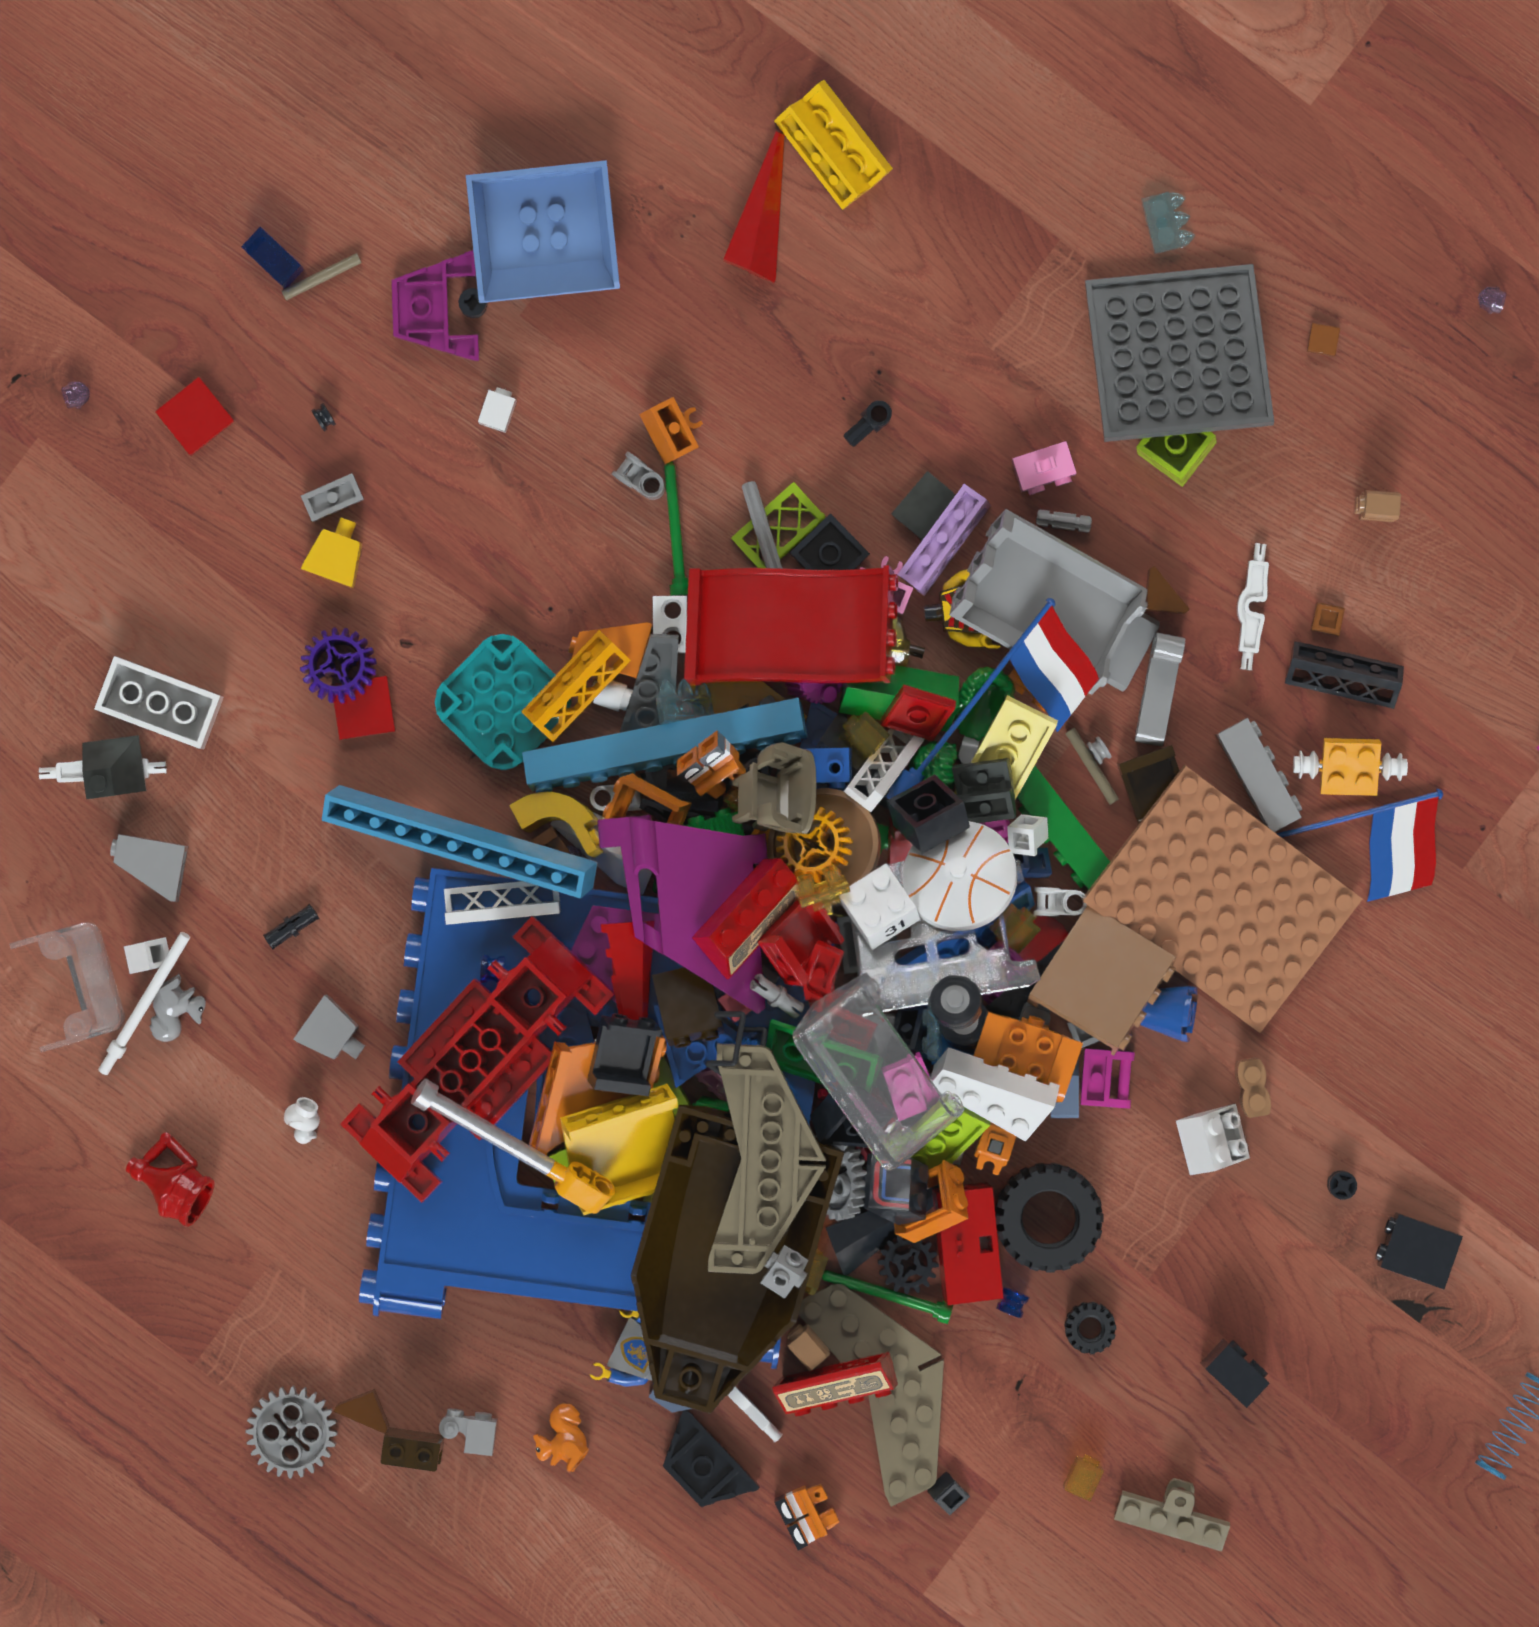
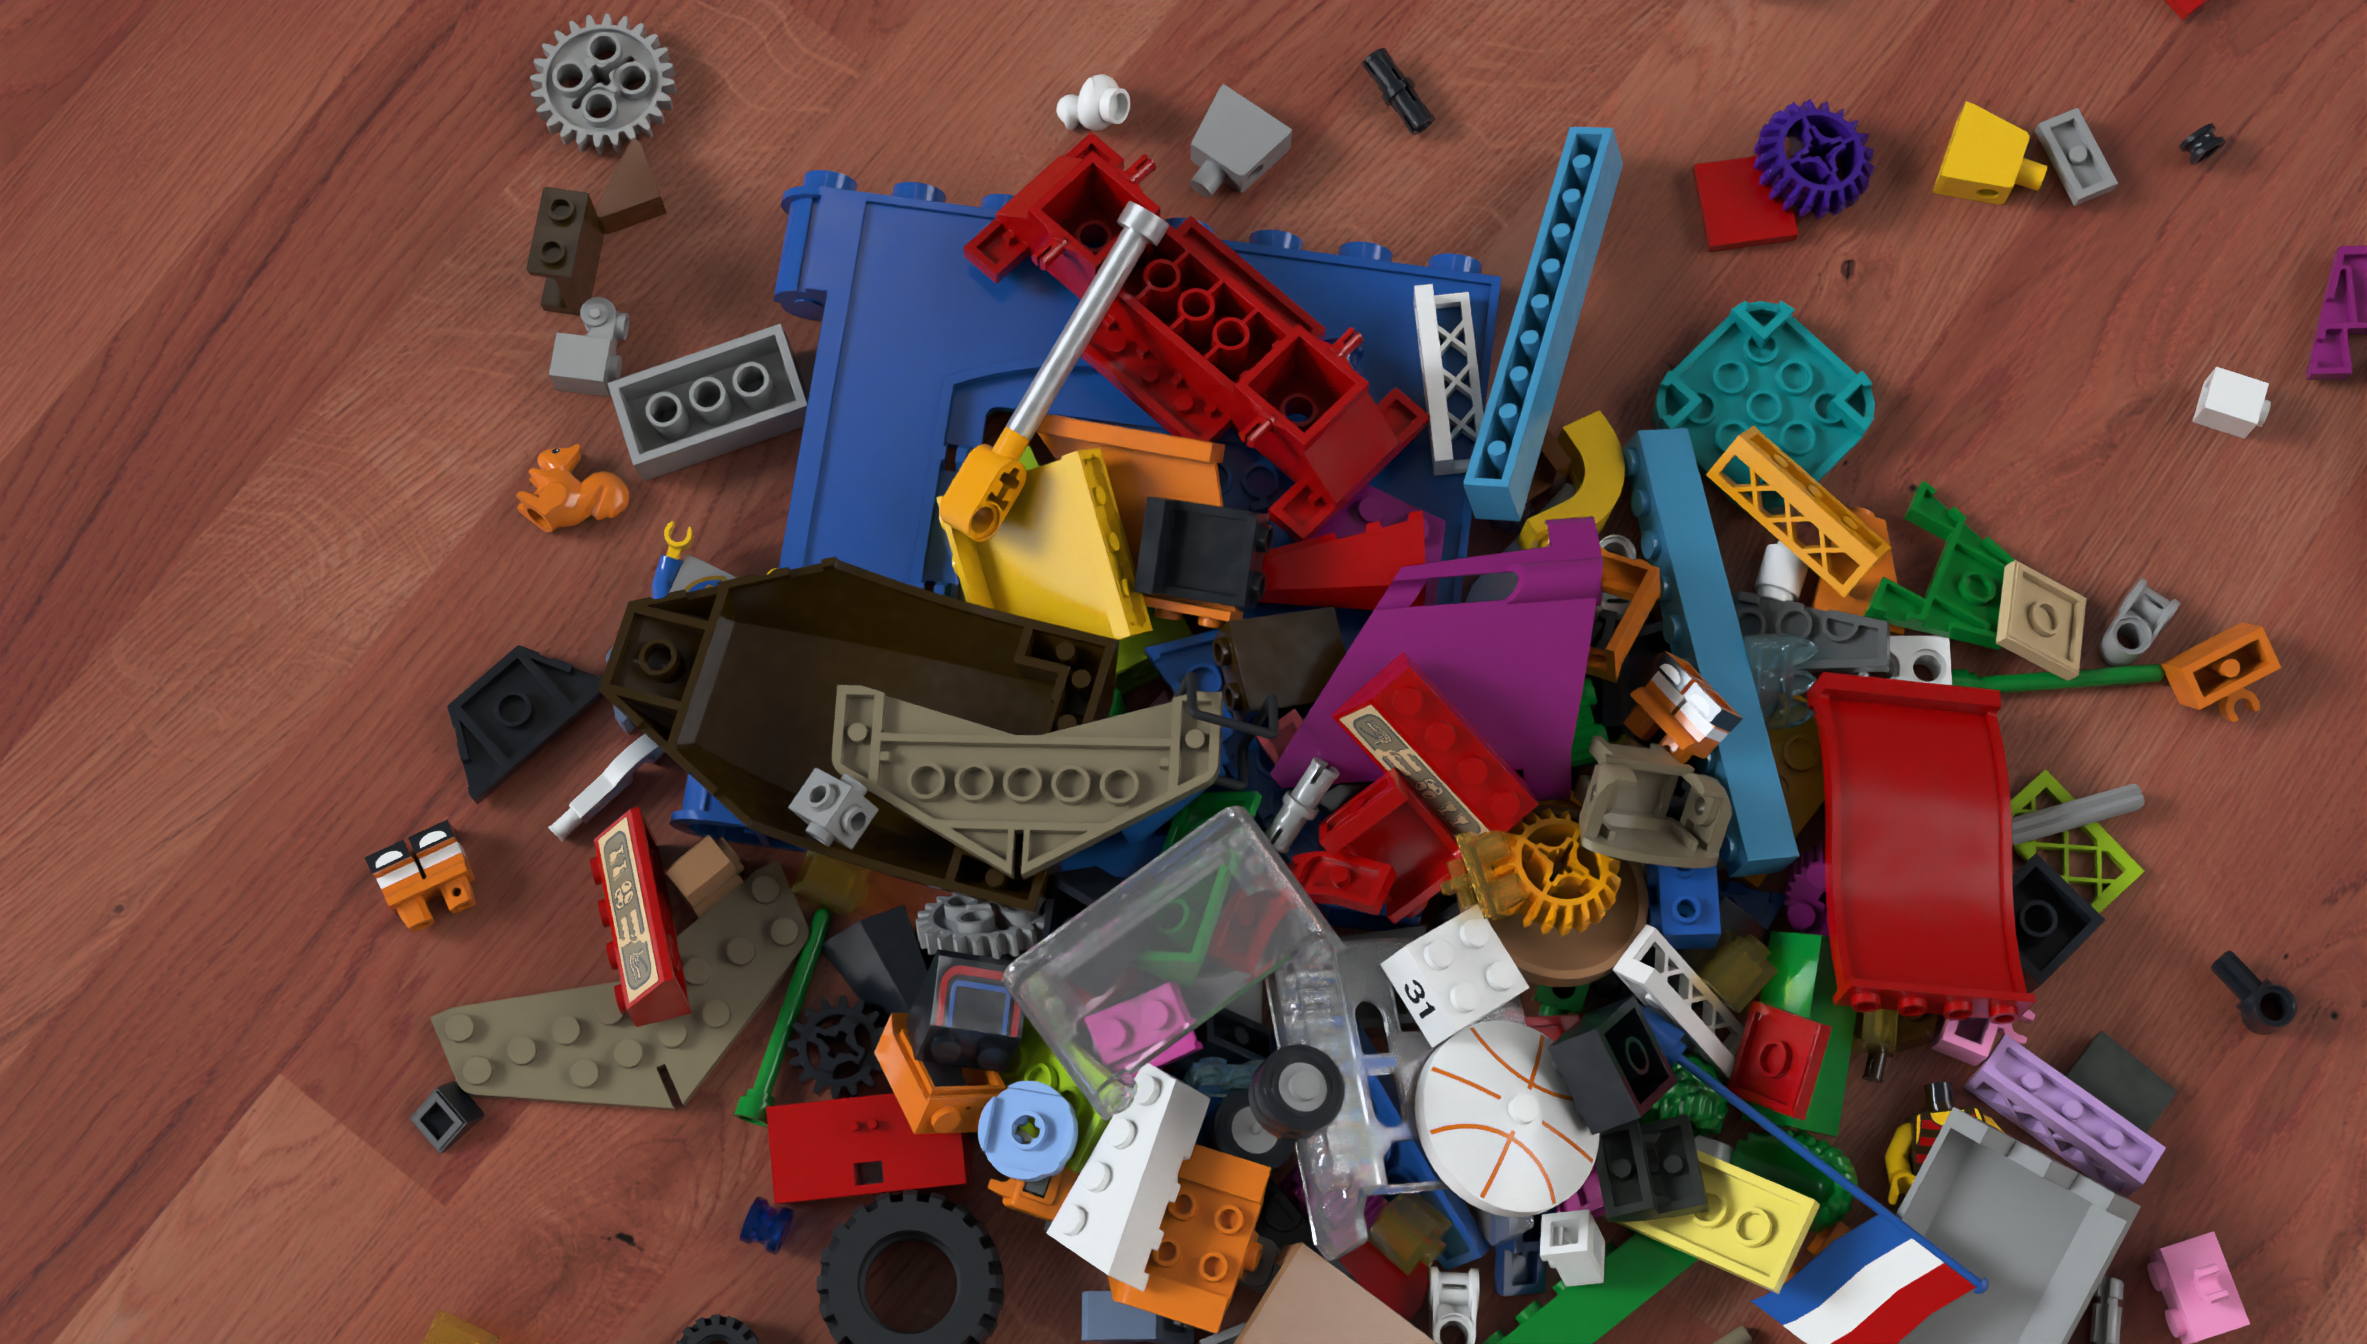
camera: 85 degrees right, 15 degrees down
(507, 1354) = (710, 402): none -> light grey brick
(621, 579) = (1964, 587): none -> green wing
(641, 538) = (2041, 620): none -> tan tile
(959, 1138) = (1012, 1108): none -> light blue plate

